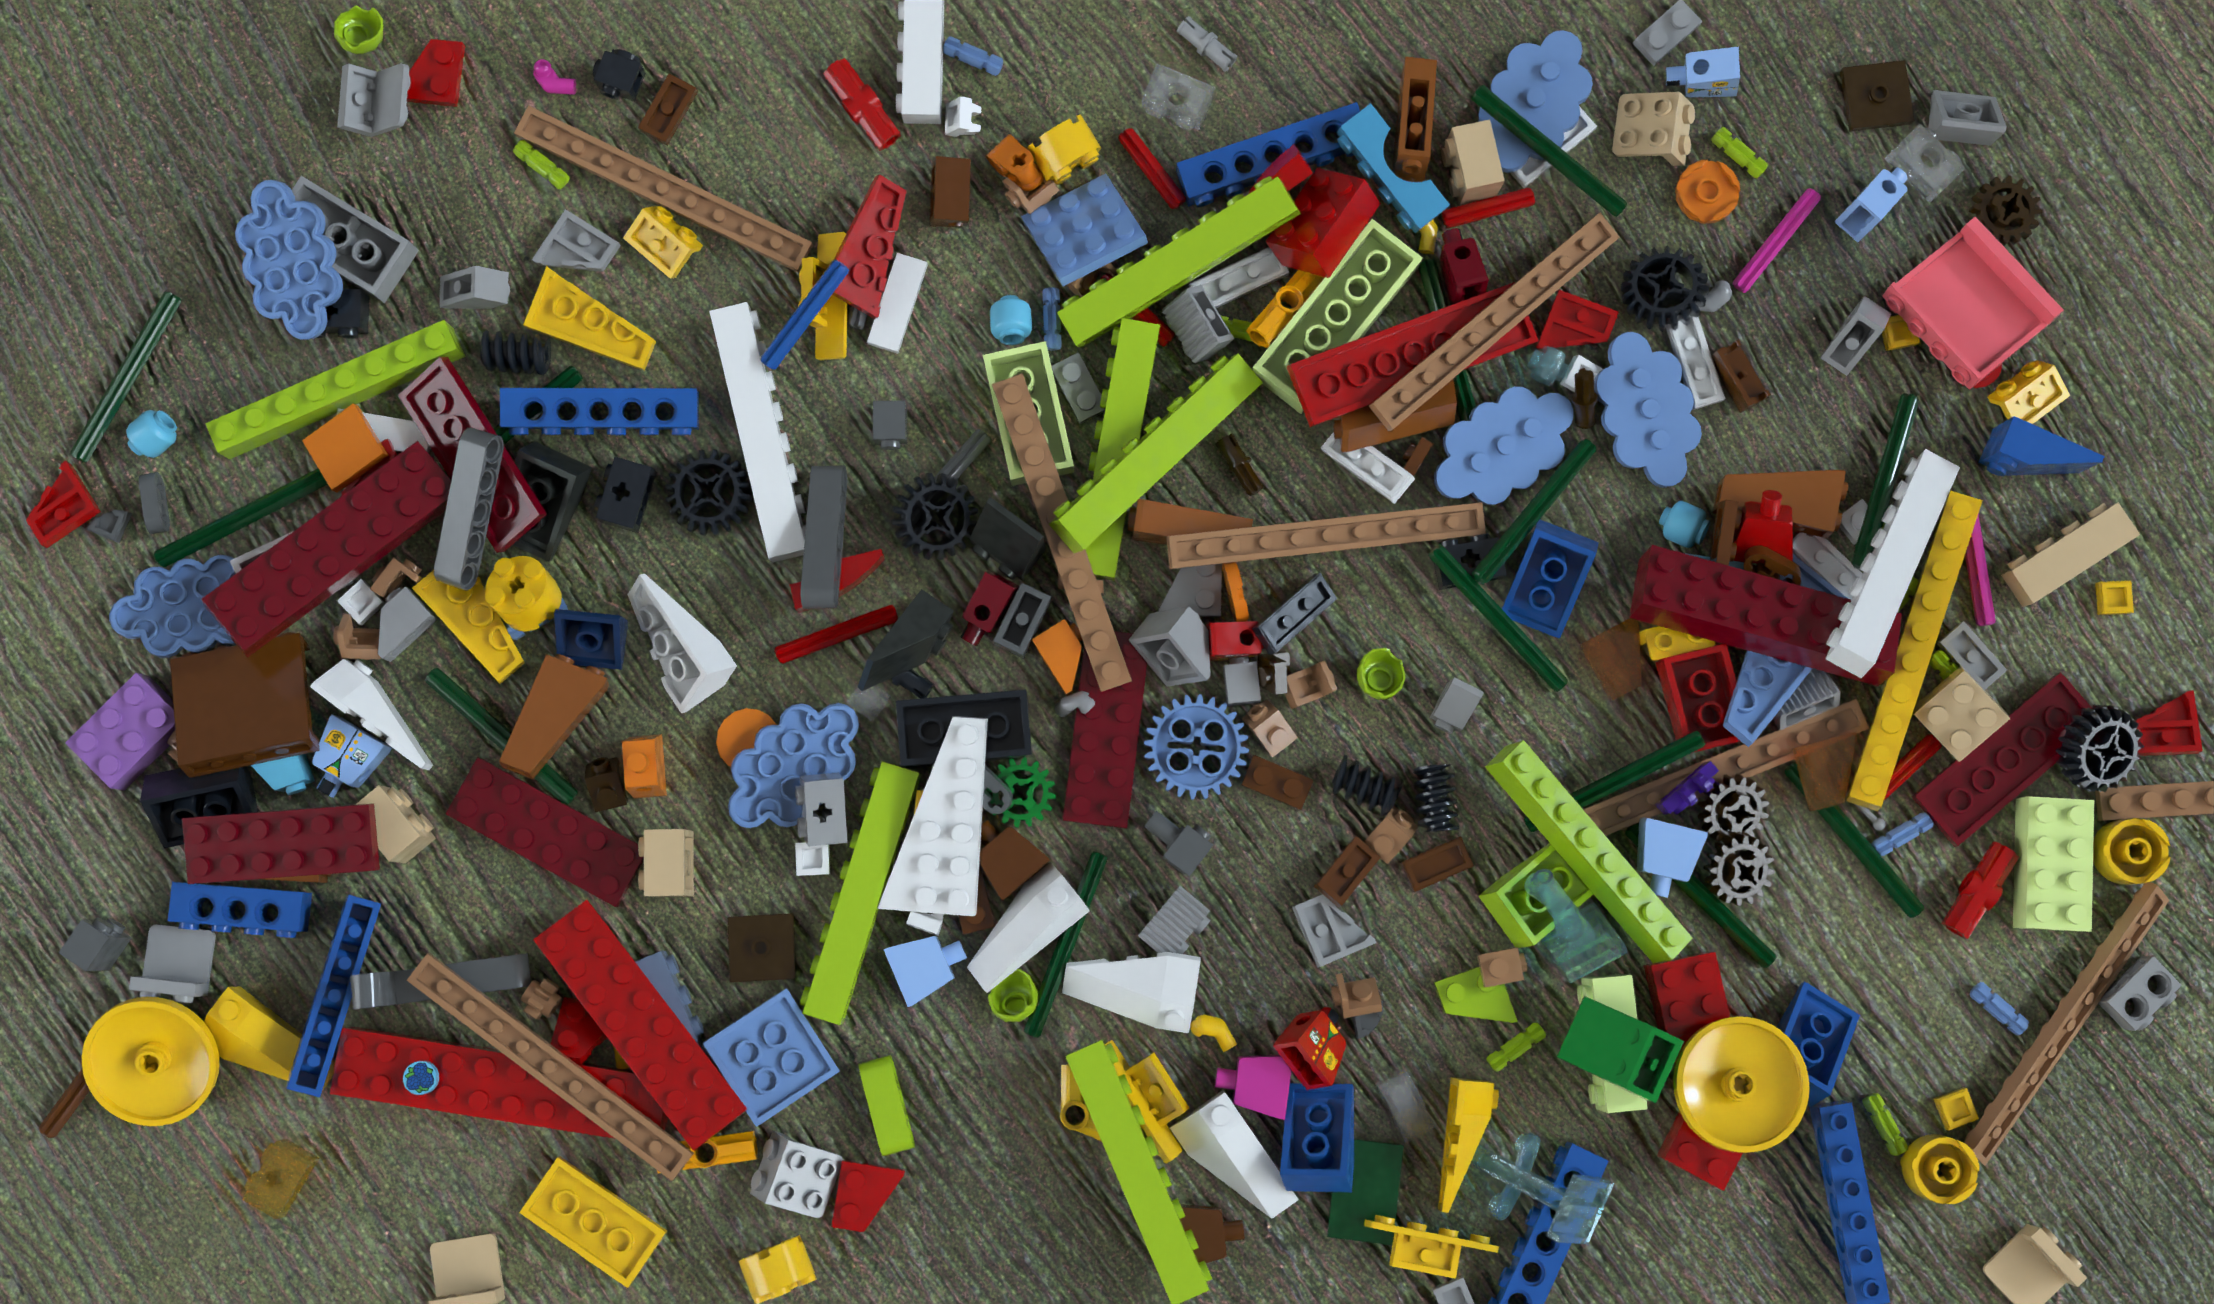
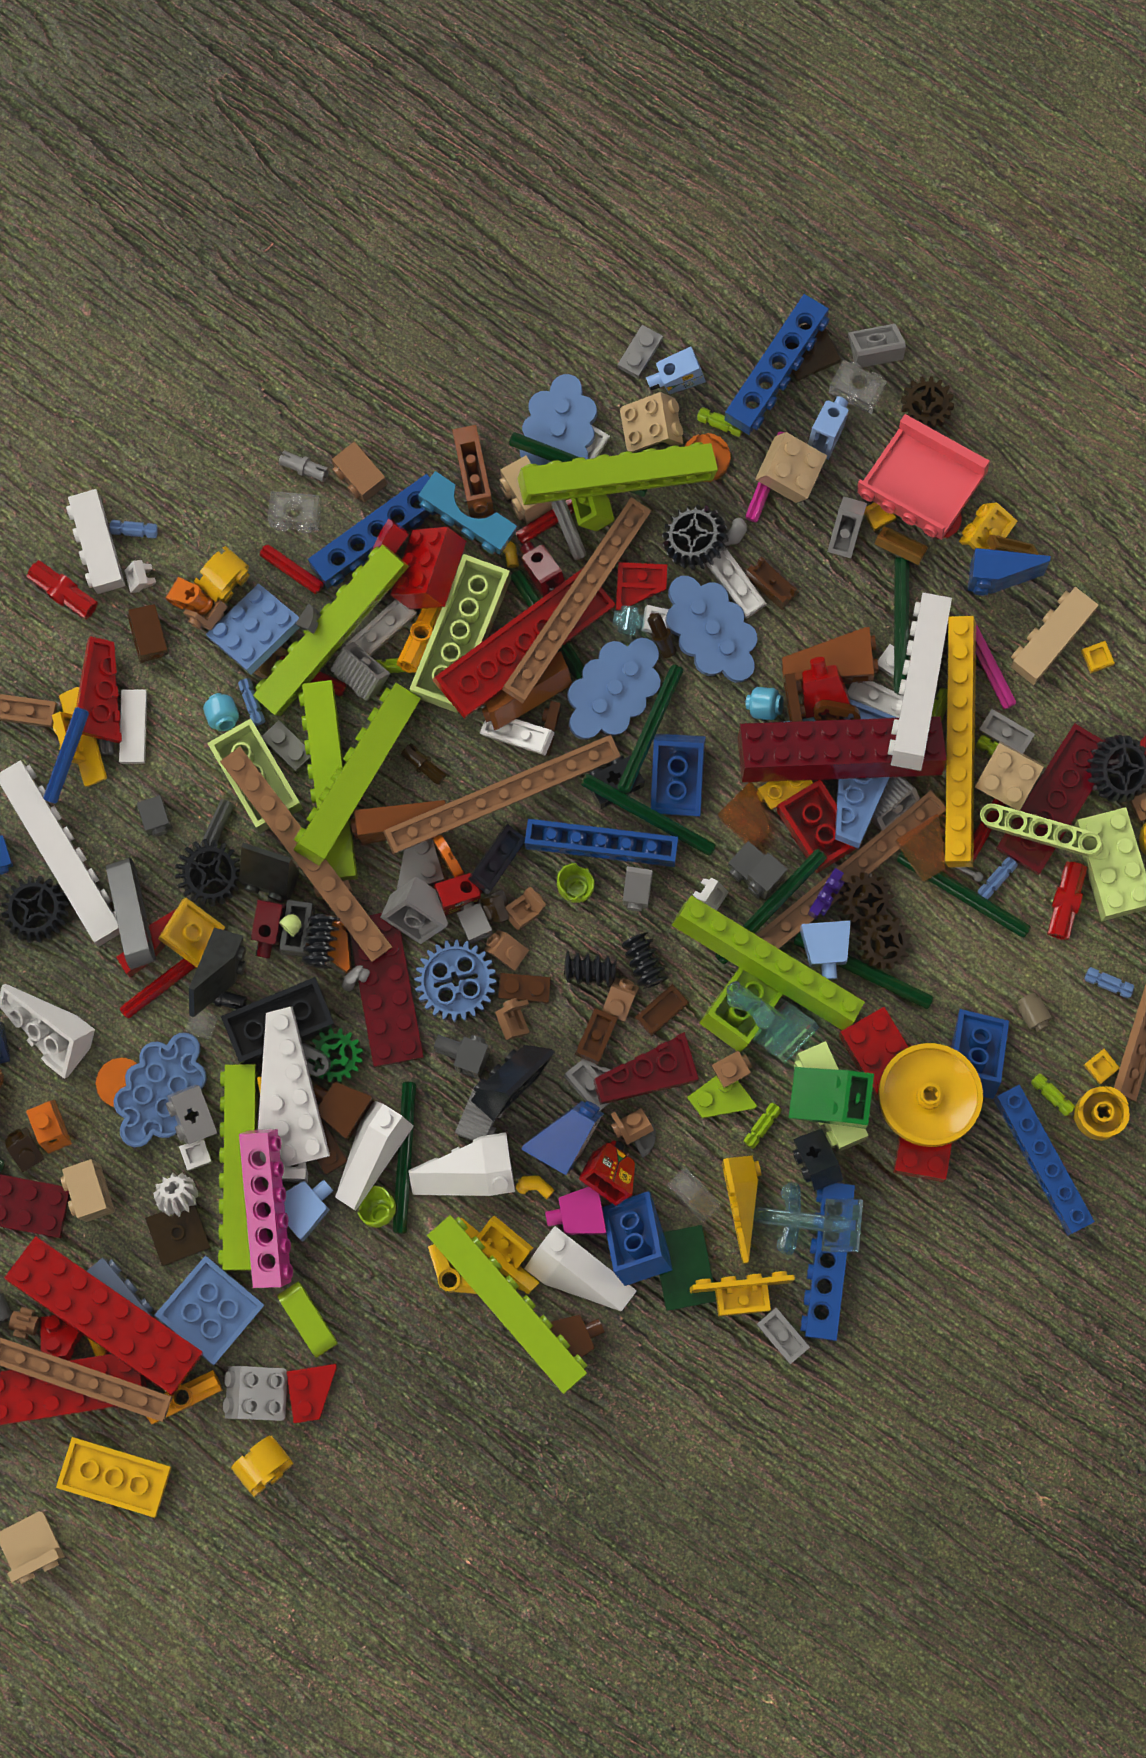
camera: 10 degrees left, 5 degrees down
(773, 901) = (175, 1194): none -> white gear
(852, 1033) = (258, 1219): none -> dark pink brick
(890, 583) = (189, 931): none -> yellow tile
(1017, 615) = (291, 924): none -> yellowish green hinge
(1046, 647) = (320, 941): none -> black piece
(1155, 240) = (307, 620): none -> dark grey tile
(1227, 893) = (510, 1079): none -> black slope
(1250, 817) = (512, 1019): none -> medium nougat bracket
(1271, 986) = (566, 1137): none -> blue slope
(1272, 73) = (358, 472): none -> medium nougat brick
(1404, 937) = (653, 1071): none -> dark red wing
(1429, 634) = (601, 842): none -> blue brick
(1510, 222) = (569, 529): none -> light grey axle
(1545, 741) = (712, 894): none -> white tile
(1547, 203) = (593, 512): none -> lime slope
(1572, 1113) = (818, 1160): none -> black brick
(1595, 178) = (617, 473): none -> lime brick
(1610, 731) = (757, 870): none -> dark grey brick
(1811, 238) = (791, 467): none -> tan brick
(1895, 48) = (805, 311): none -> blue brick
(1895, 1016) = (1034, 1012): none -> dark tan brick
(1916, 380) = (901, 545): none -> pearl gold tile
(1997, 802) = (1030, 823): none -> yellowish green beam
(2042, 418) = (1010, 545): none -> pearl gold tile

